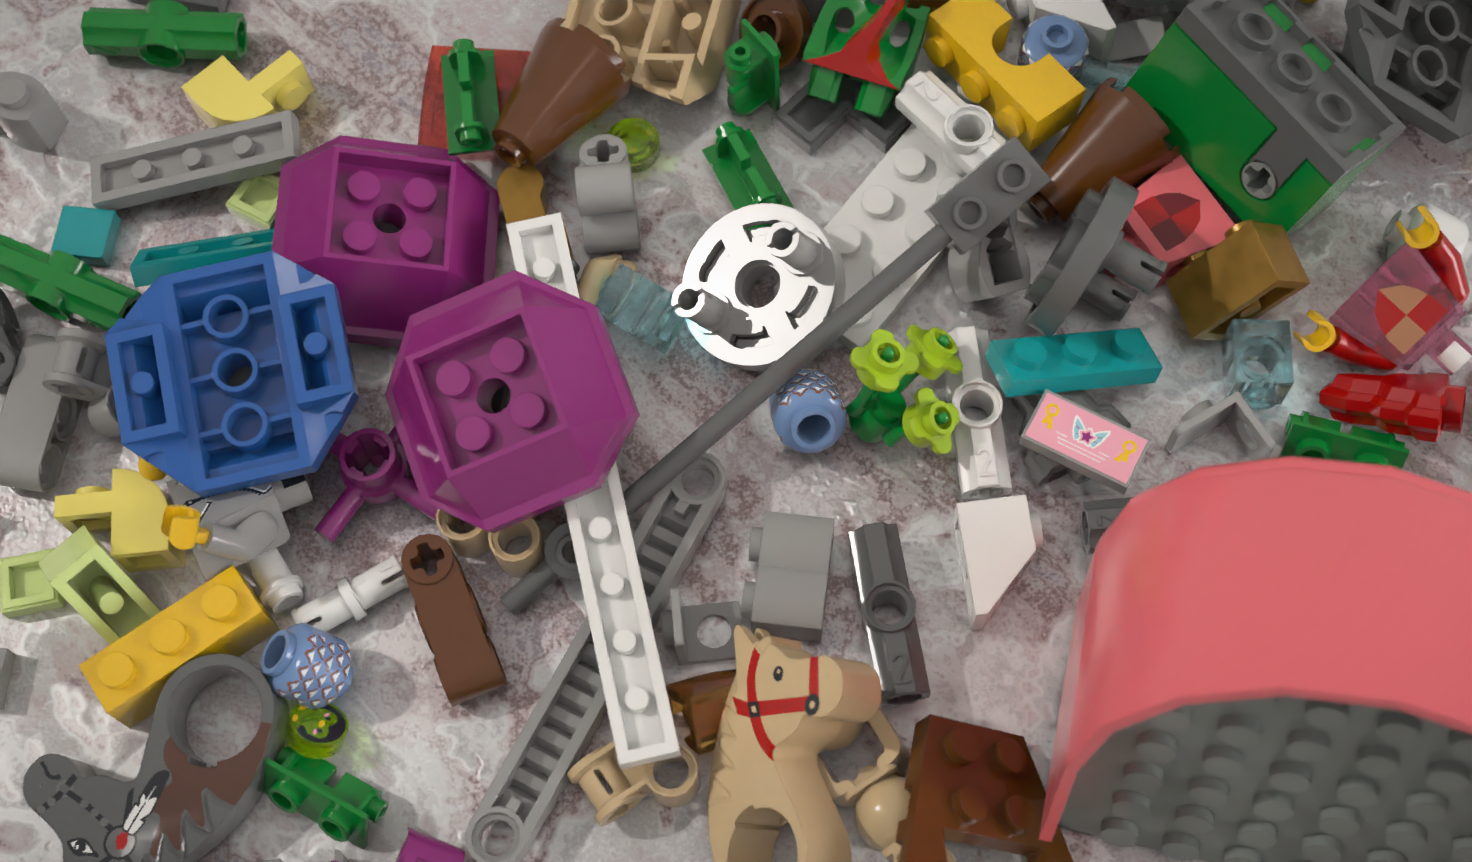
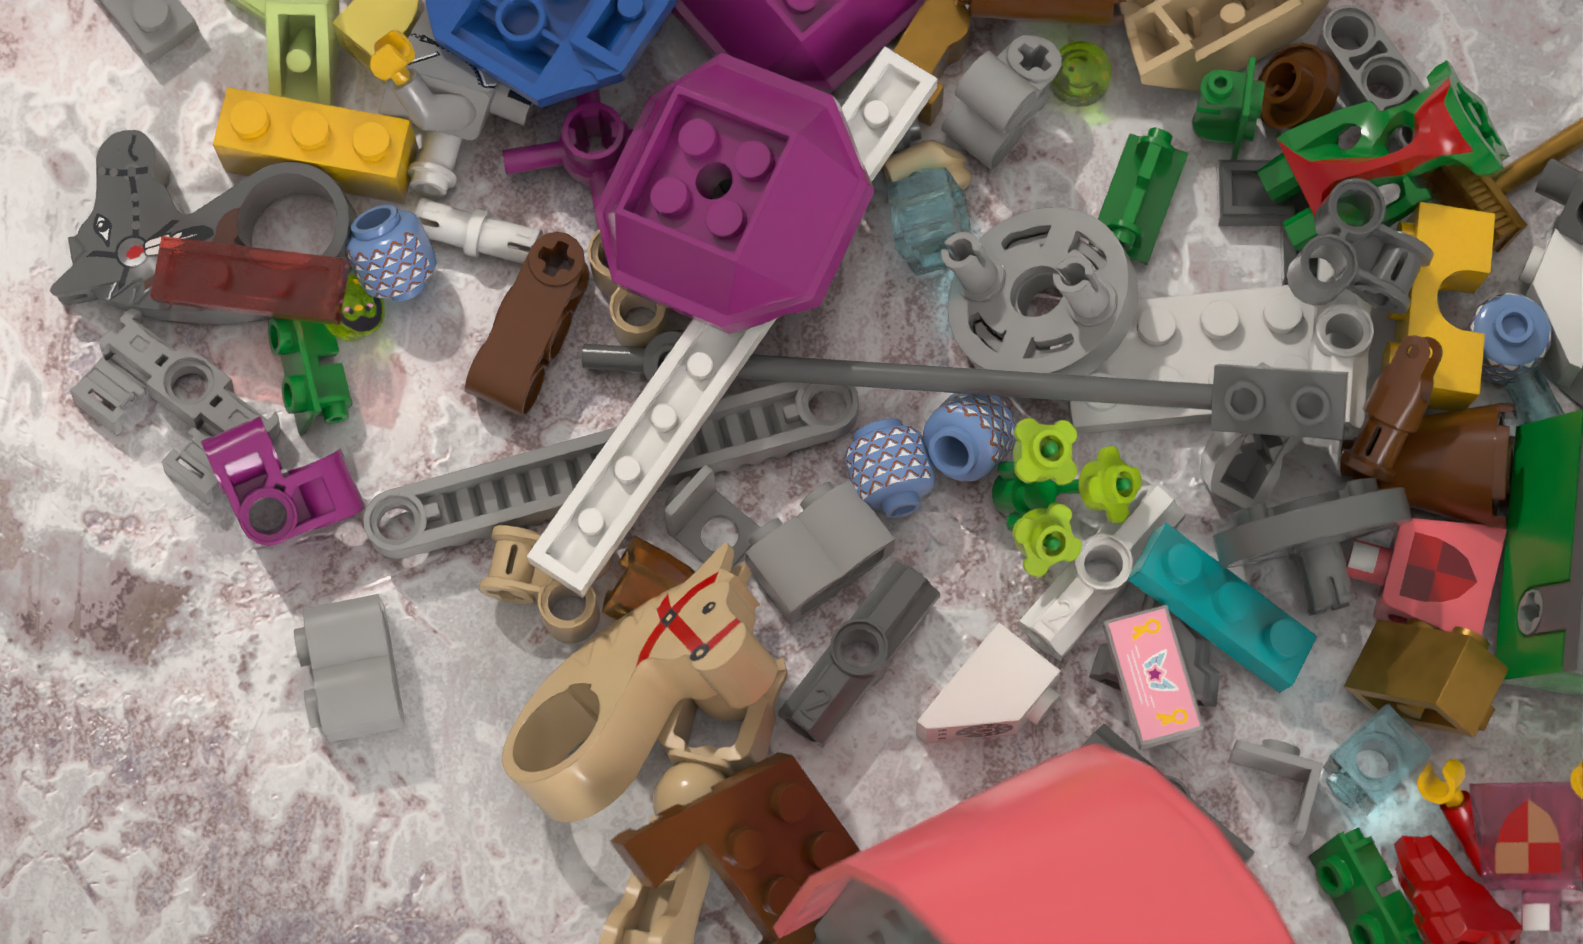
camera: 45 degrees right, 5 degrees up
(227, 777) = (250, 280): none -> clear red tile
(780, 479) = (890, 467): none -> medium blue head
(937, 67) = (1360, 254): none -> dark grey piece
(1050, 134) = (1395, 408): none -> reddish brown piece

